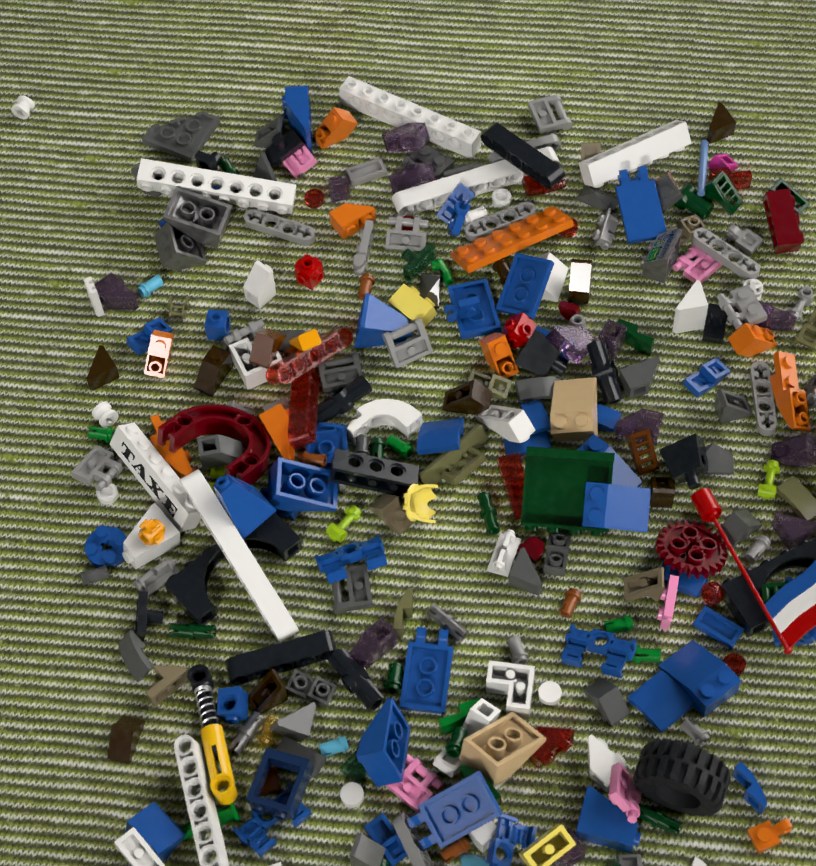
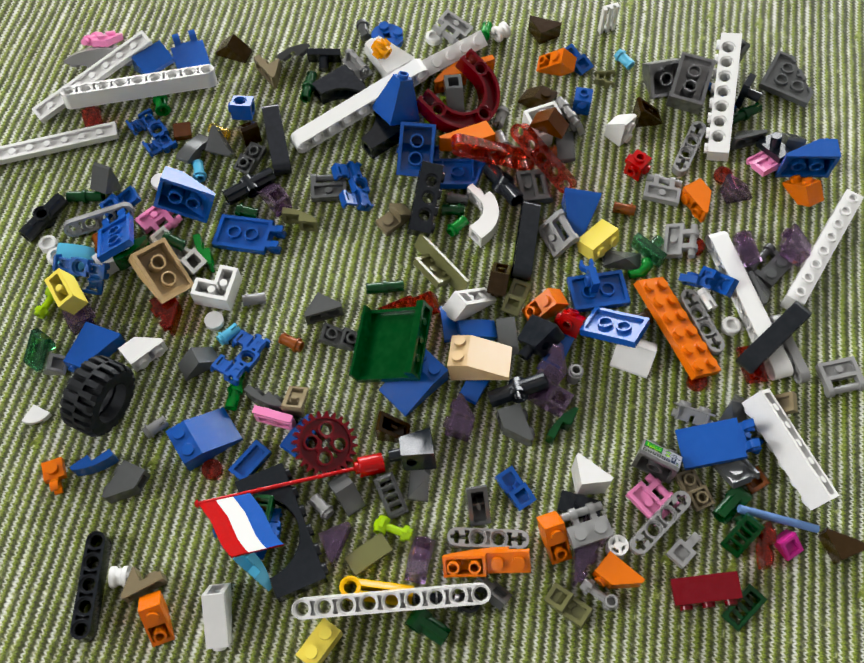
camera: 90 degrees right, 5 degrees up
(115, 294) = (616, 35): clear purple slope -> none
(141, 787) = (189, 53): none -> blue tile
(212, 736) = (175, 95): piece -> none
(235, 267) = (646, 114): none -> dark brown slope
(246, 733) = (220, 117): flat silver pin -> none
(286, 761) = (181, 138): dark blue window -> none
(306, 340) = (554, 150): light orange slope -> none
(317, 460) = (444, 156): dark orange pin -> none
(338, 532) = (381, 177): lime bar -> none
(343, 253) = (662, 193): none -> light grey plate
(363, 249) = (665, 208): light grey hinge -> none
(366, 172) = (756, 216): light grey tile -> none
(414, 375) = (526, 241): none -> black beam
(417, 501) = (393, 236): light yellow helmet -> none
(440, 436) = (462, 252): blue slope -> none
(447, 622) = (288, 251): flat silver pin -> none
(504, 553) = (345, 296): white hinge -> none
(534, 547) = (347, 319): dark red tile -> none
(567, 672) = (228, 334): none -> medium azure pin
(568, 309) = (593, 369): dark red tile -> none
(580, 281) = (622, 379): slope -> none
(616, 507) = (369, 378): blue slope -> none
(619, 624) = (264, 379): green pin -> none
(624, 793) = (98, 346): bright pink plate -> none
(631, 440) = (444, 412): reddish brown slope -> none
(646, 618) = (268, 400): none -> dark grey slope
(661, 701) = (188, 401): blue slope -> none
(712, 593) = (280, 457): clear red tile -> none
(723, 497) = (397, 493): none -> dark grey slope
(767, 748) = (127, 482): none -> dark grey slope
(778, 290) = (616, 574): none -> orange slope

